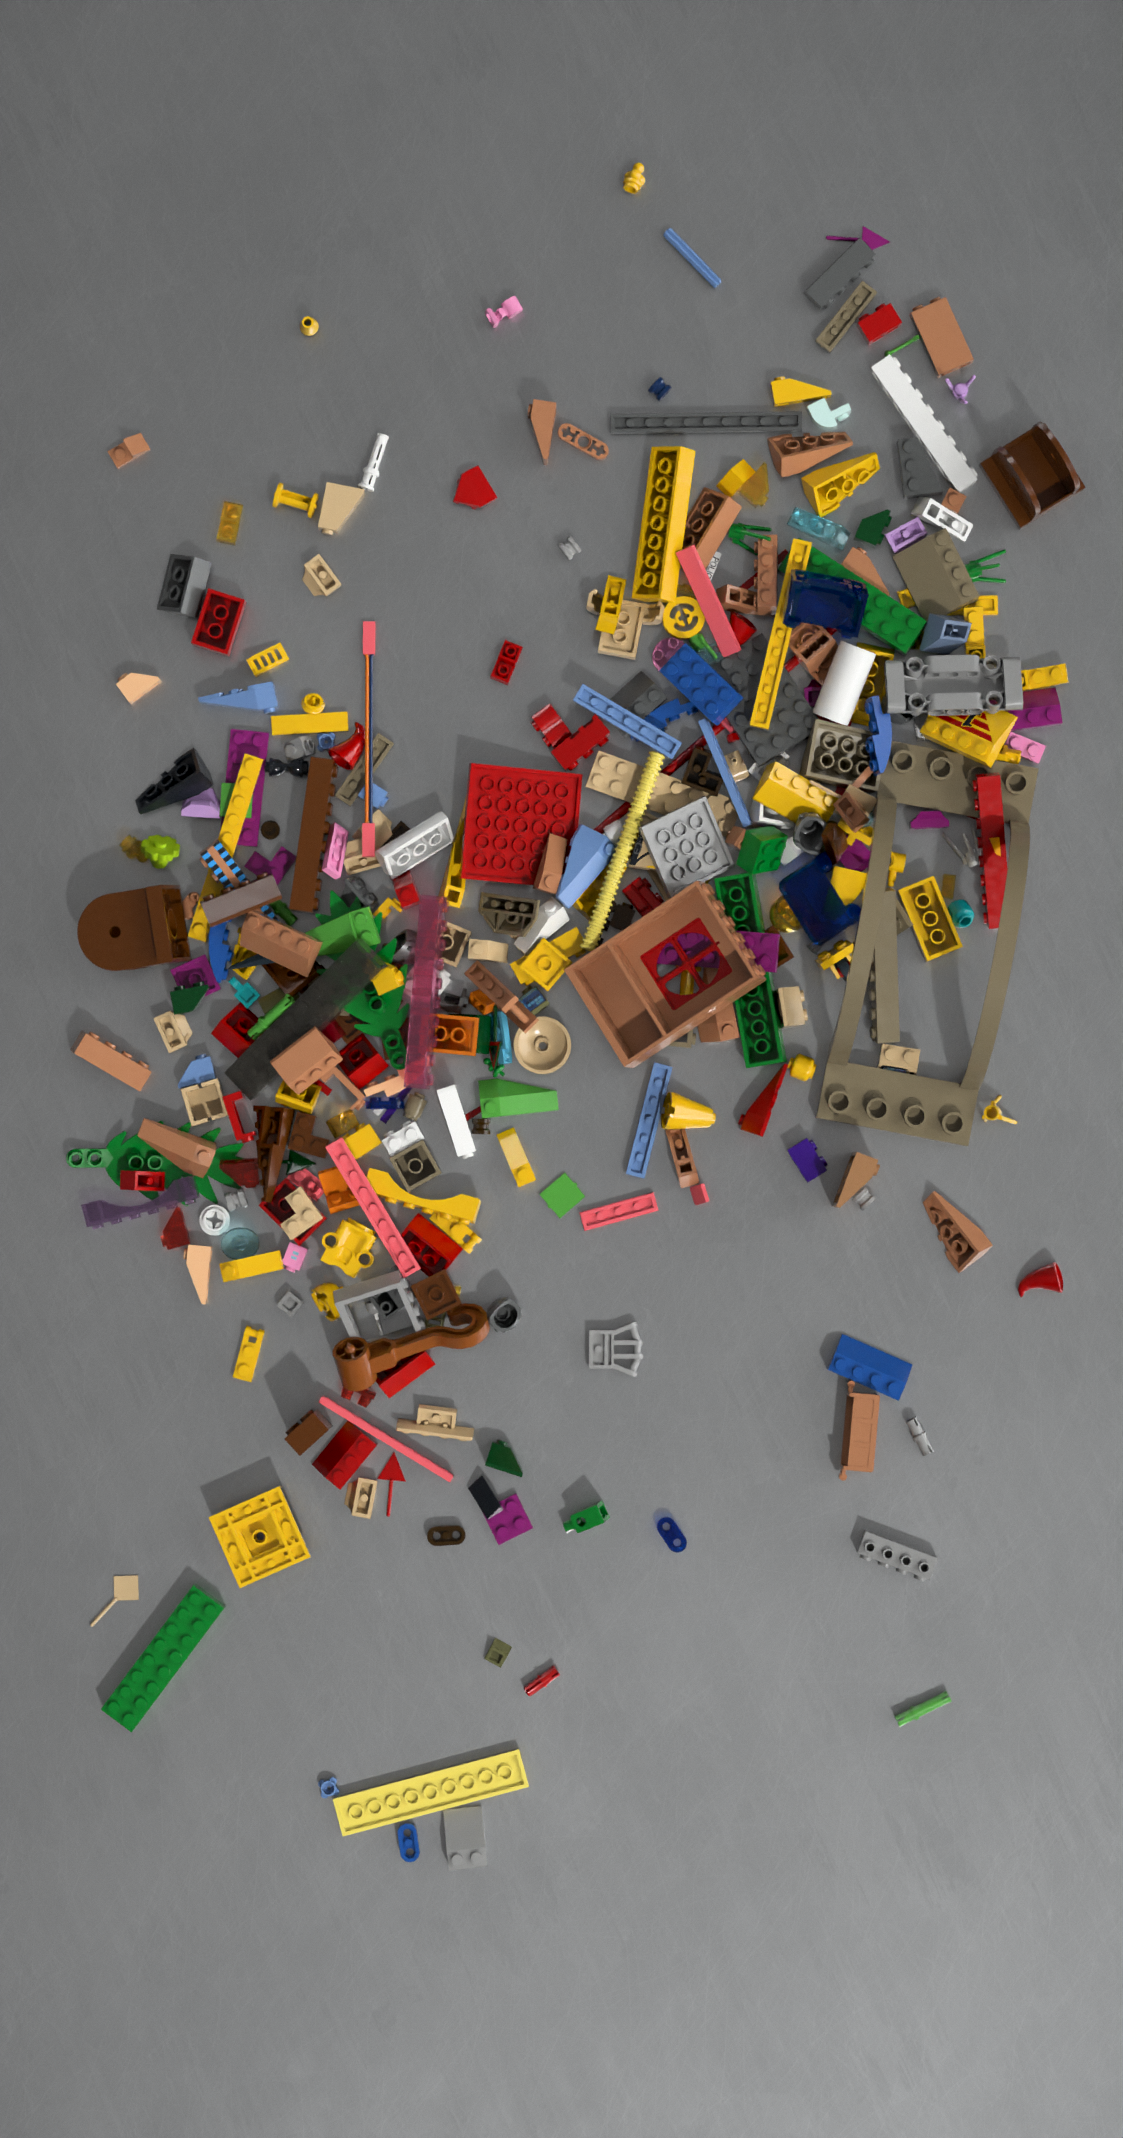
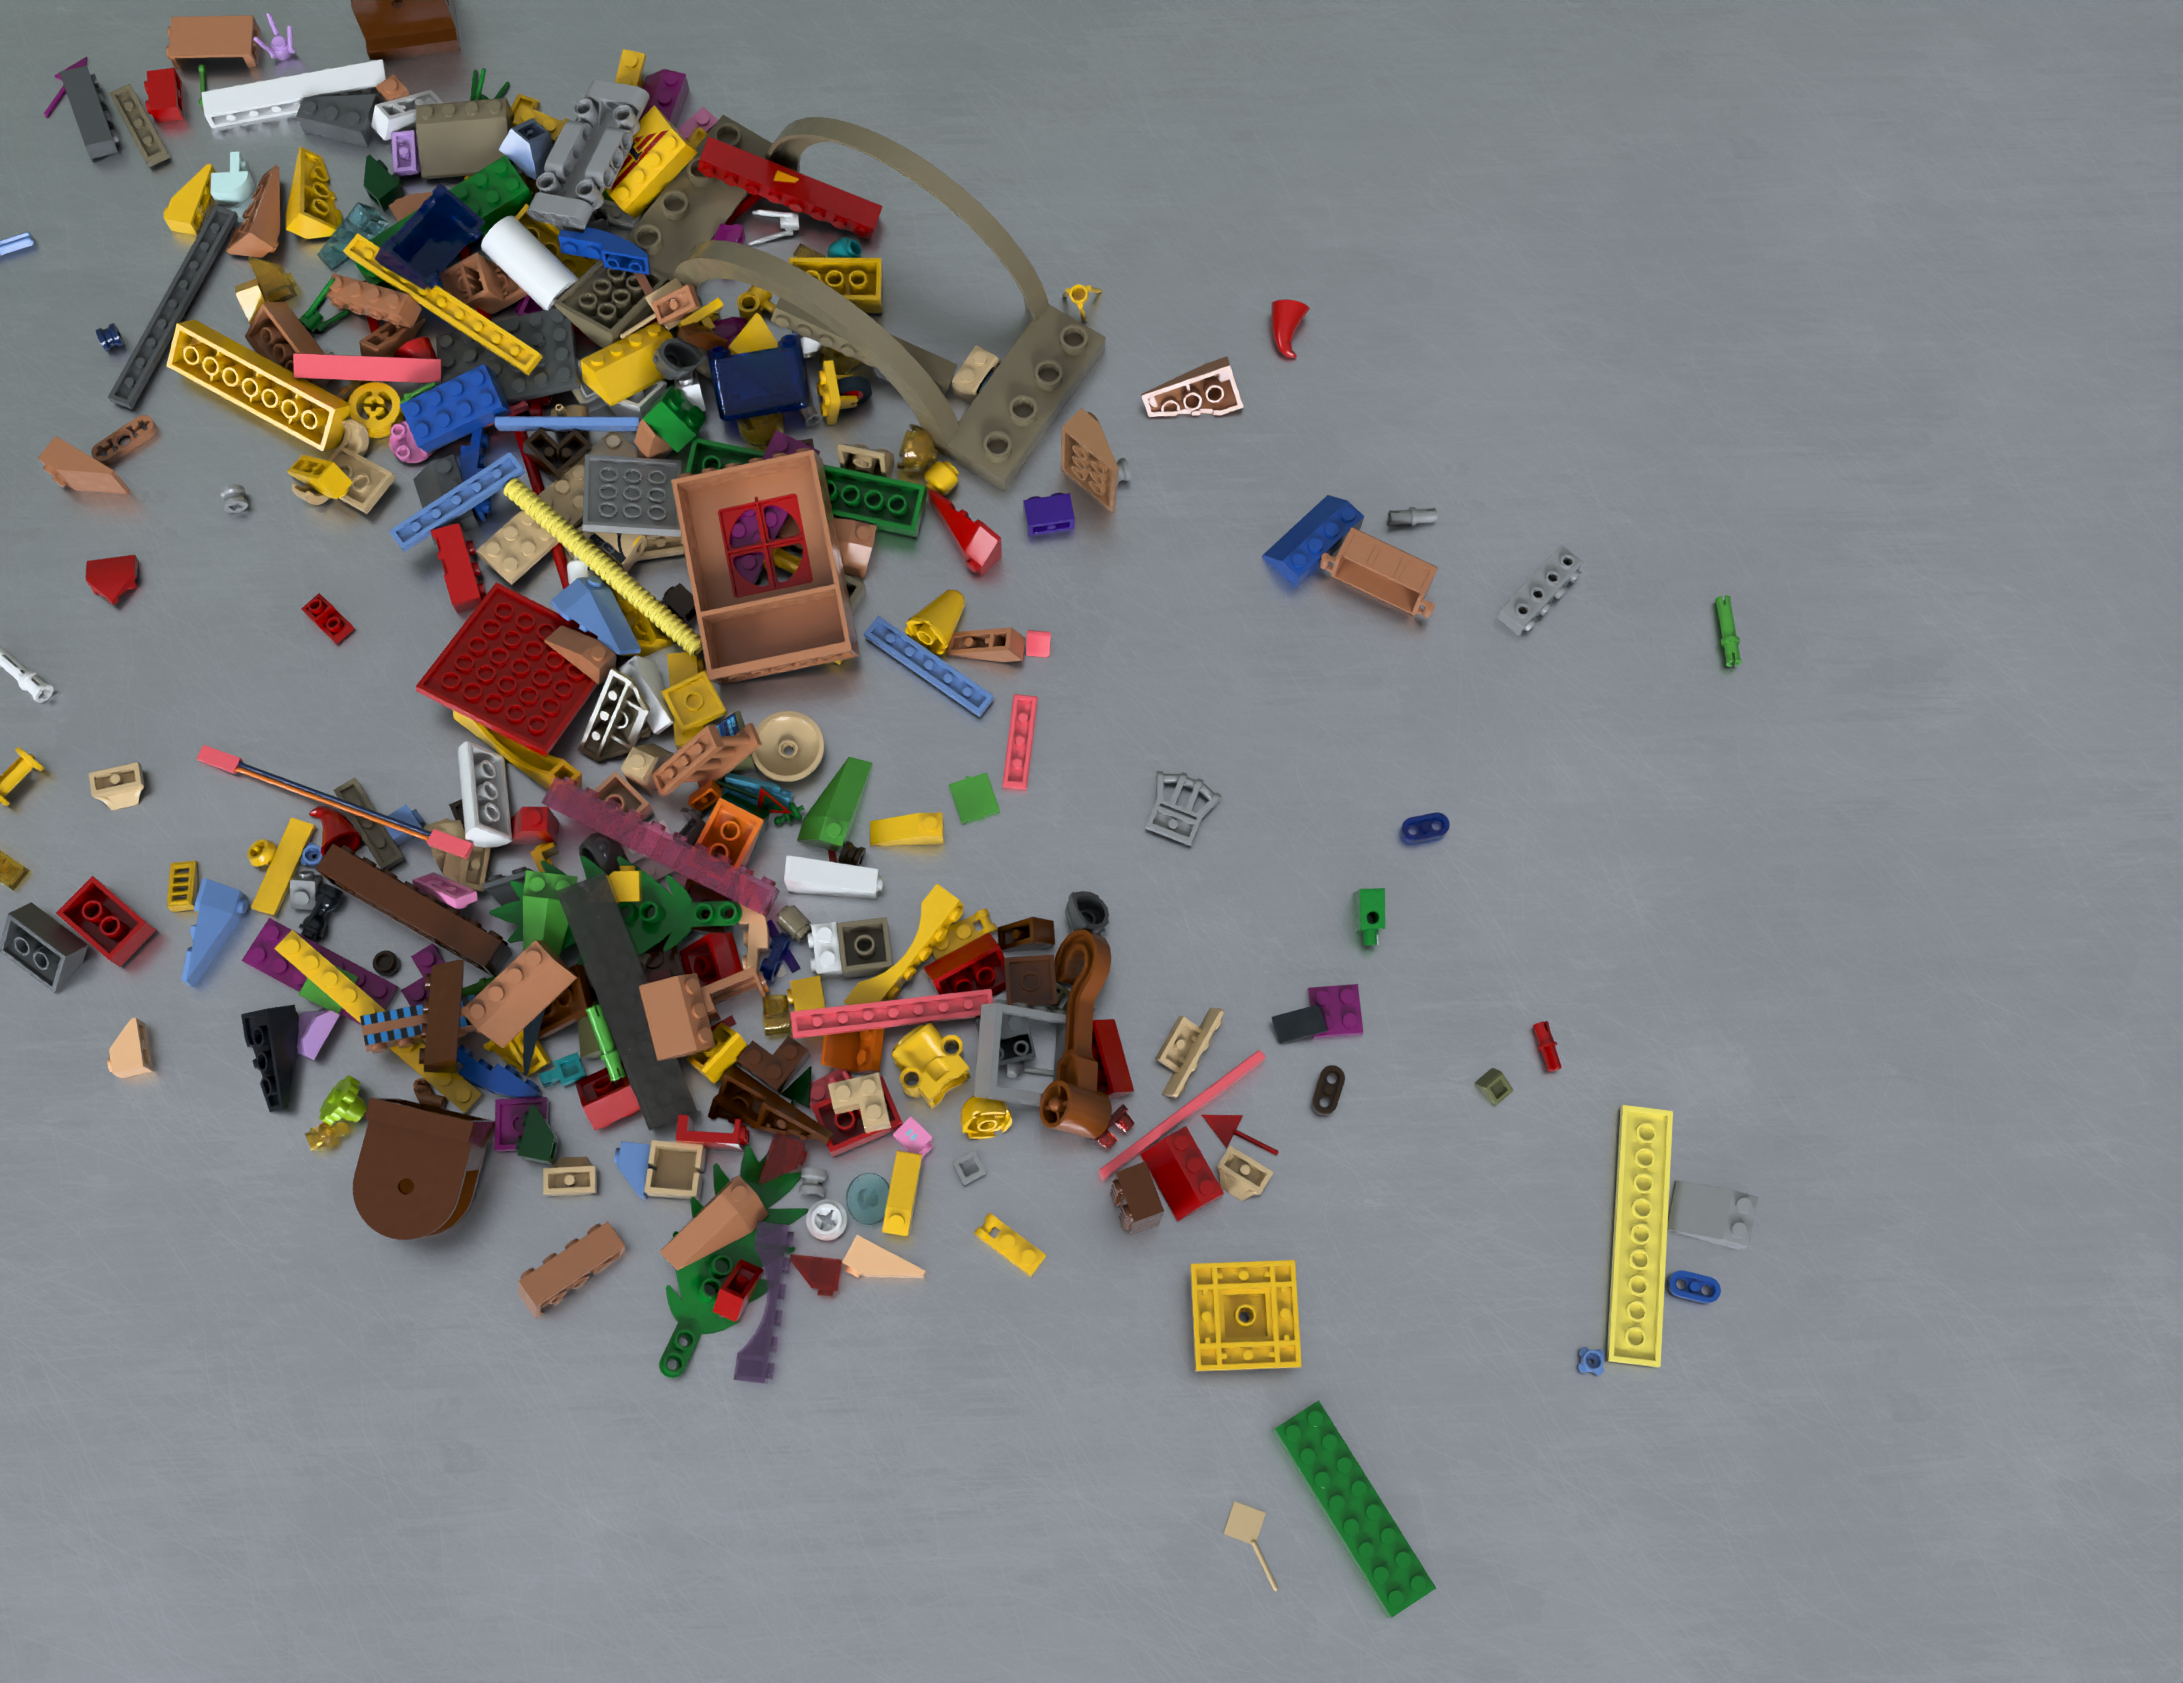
camera: 80 degrees left, 15 degrees down
(337, 506) = (47, 731): tan slope -> none
(472, 1276) = (1026, 935): none -> reddish brown slope
(503, 1458) = (1261, 982): dark green slope -> none
(551, 726) = (424, 596): red brick -> none
(641, 896) = (666, 572): red brick -> none
(815, 1040) = (917, 450): none -> clear yellow cylinder

